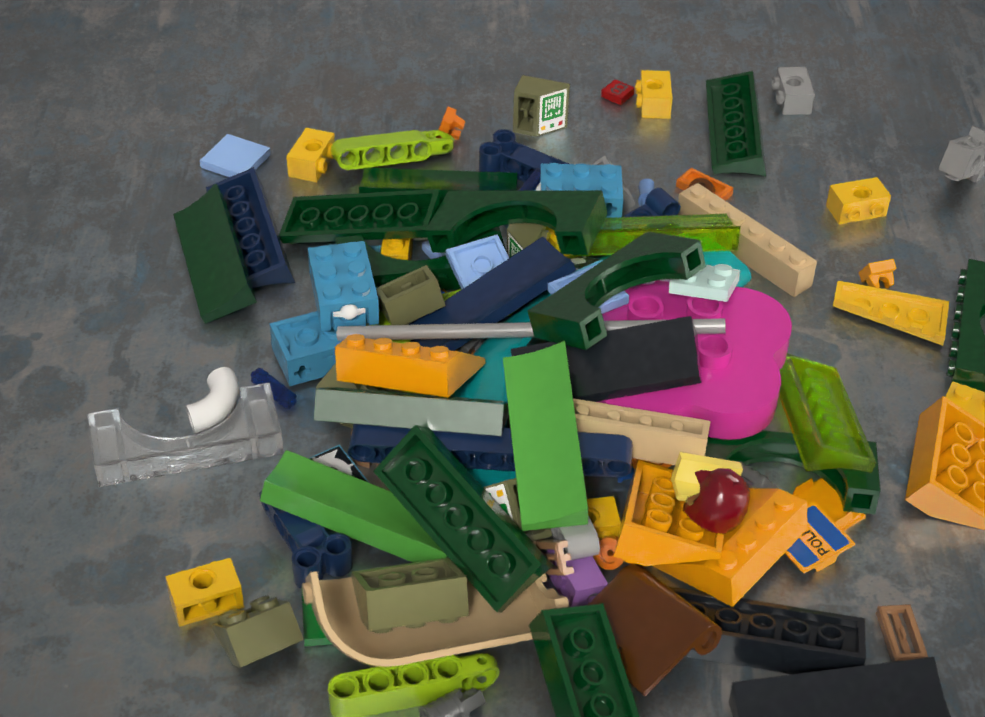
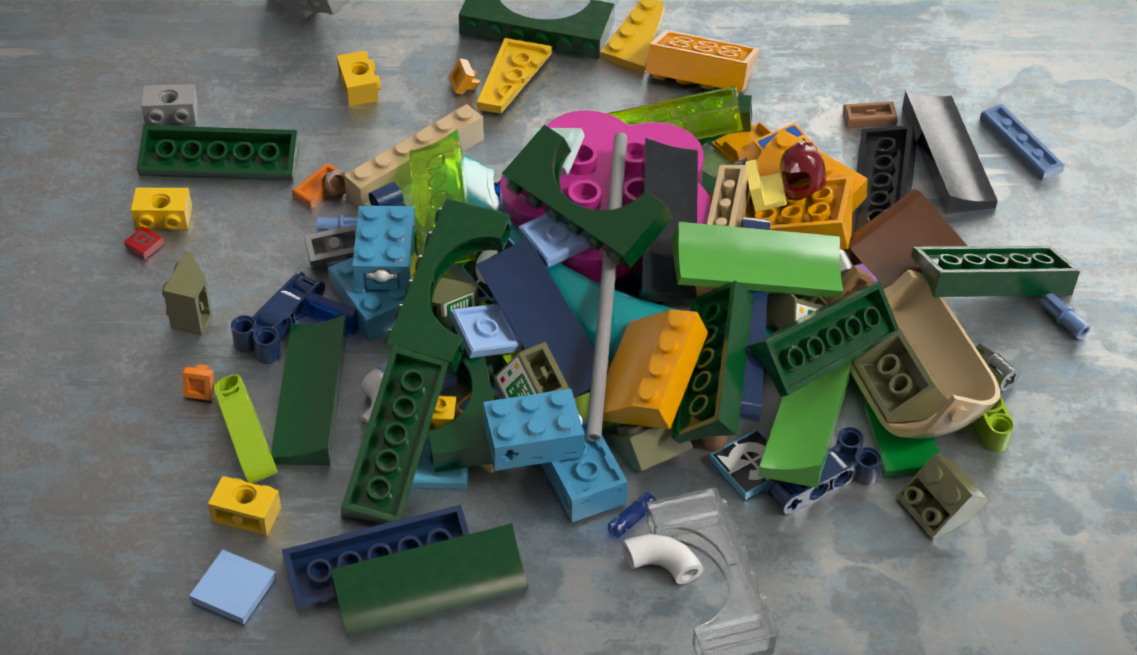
camera: 90 degrees left, 5 degrees up
(204, 591) = (916, 549): yellow brick -> none

